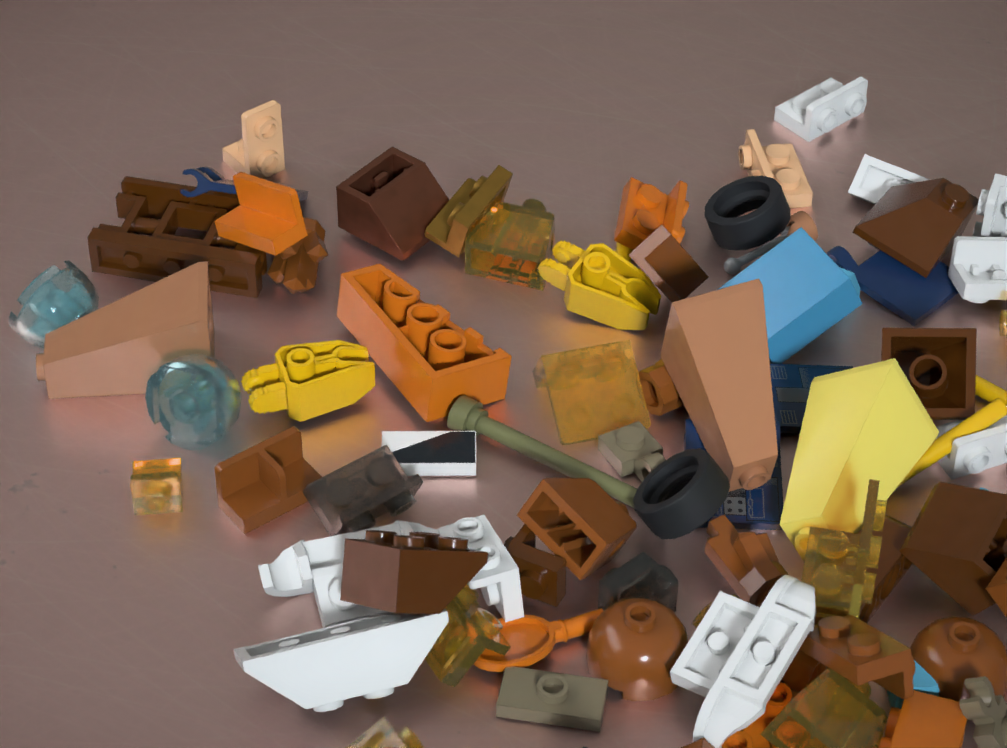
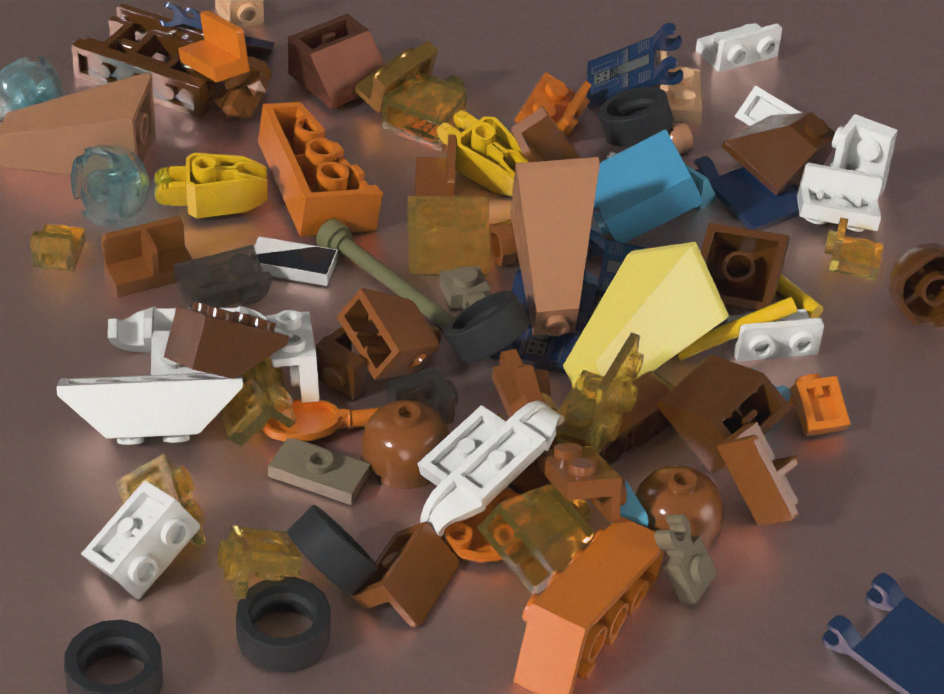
camera: 10 degrees right, 0 degrees up
(554, 323) = (437, 175): none -> dark orange panel
(724, 154) = (634, 67): none -> dark blue flag

